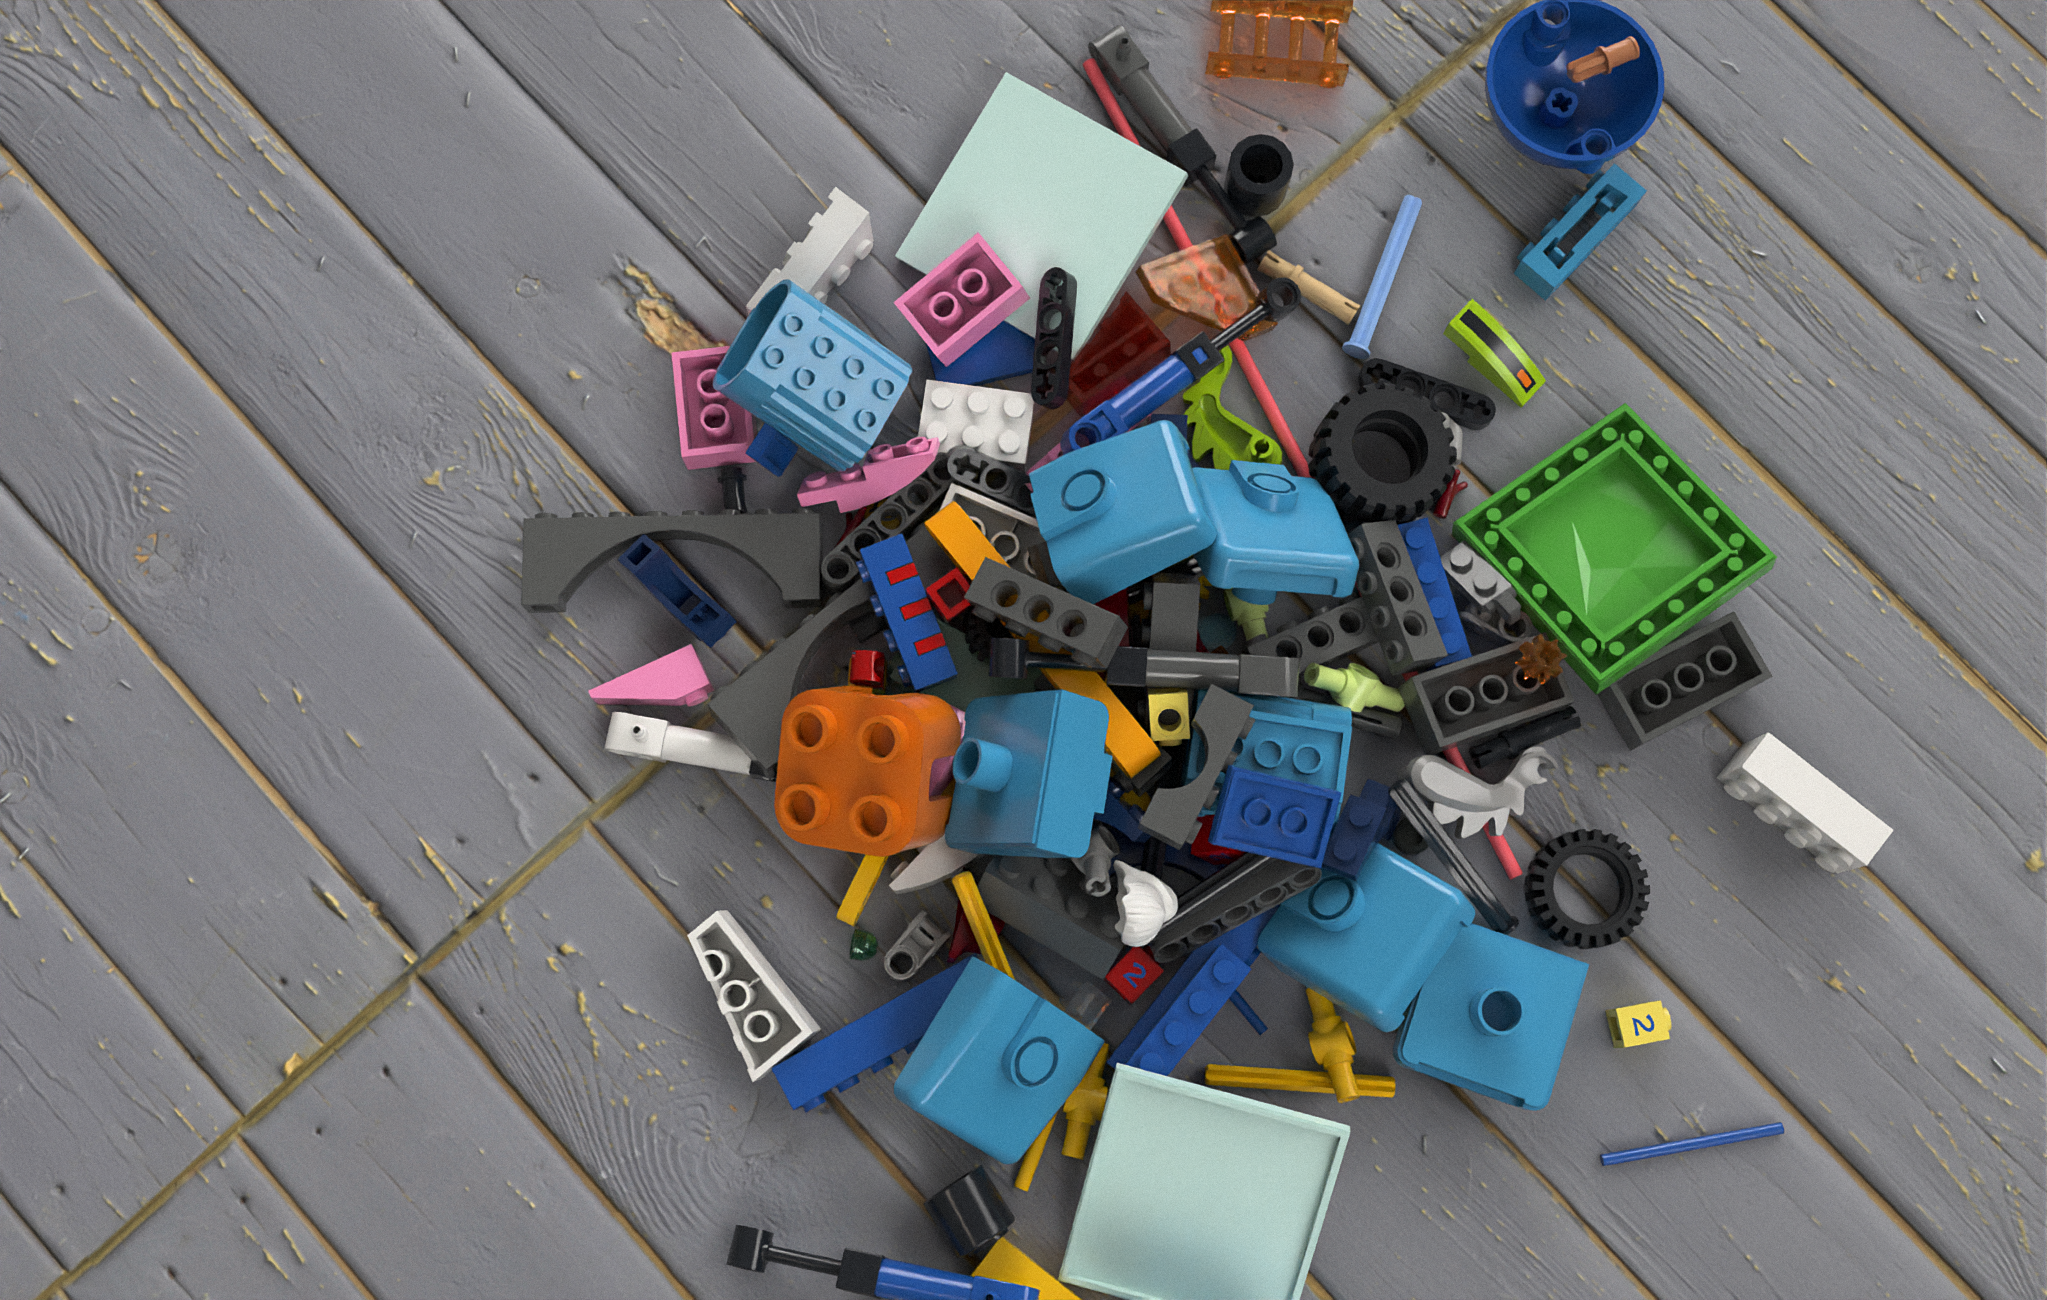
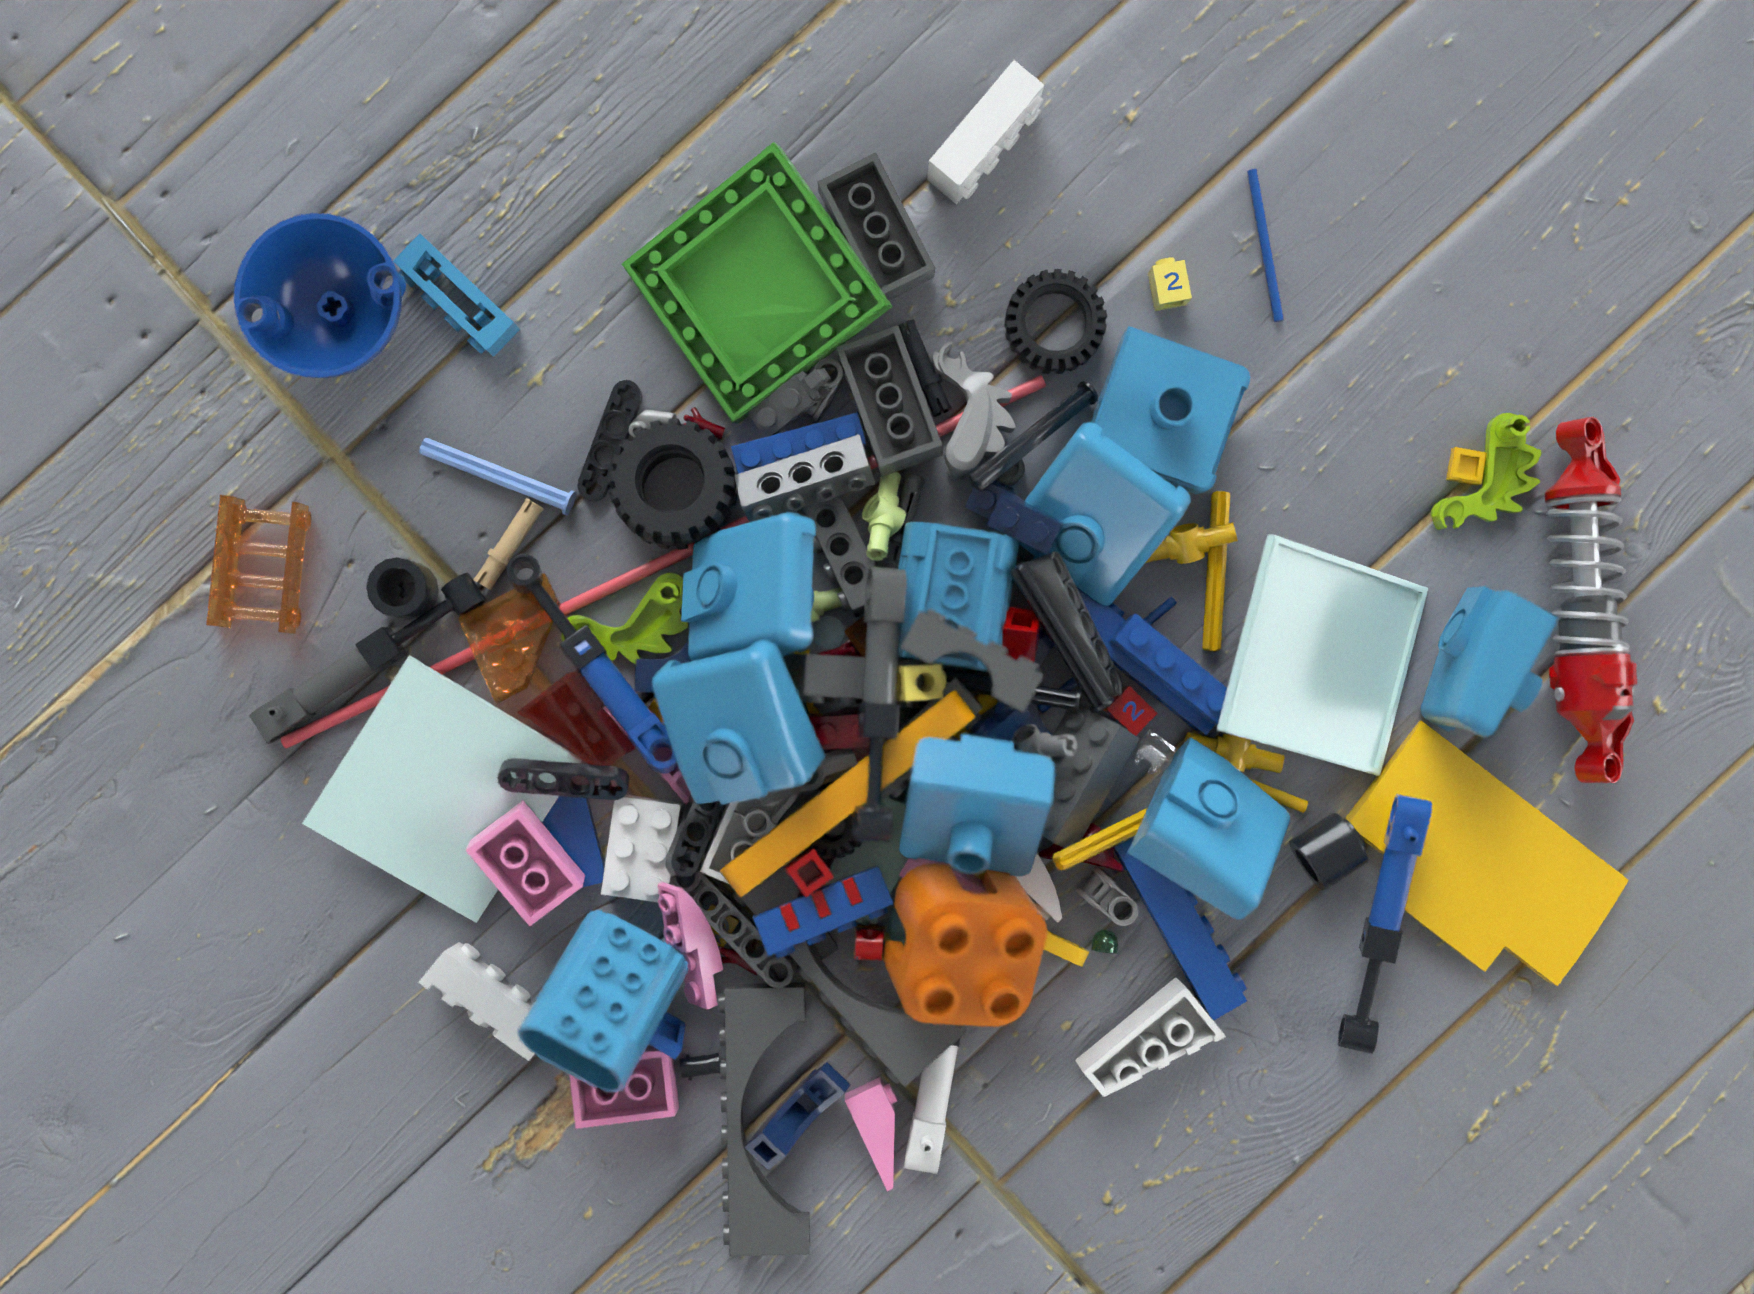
camera: 90 degrees left, 10 degrees up
(997, 583) = (853, 744): dark grey brick -> none
(1142, 904) = (1084, 705): white hair -> none
(1274, 816) = (1013, 593): blue tile -> none
(1494, 353) = (573, 377): lime slope -> none
(1540, 659) = (854, 354): clear orange gear -> none
(1603, 60) = (301, 269): nougat axle -> none

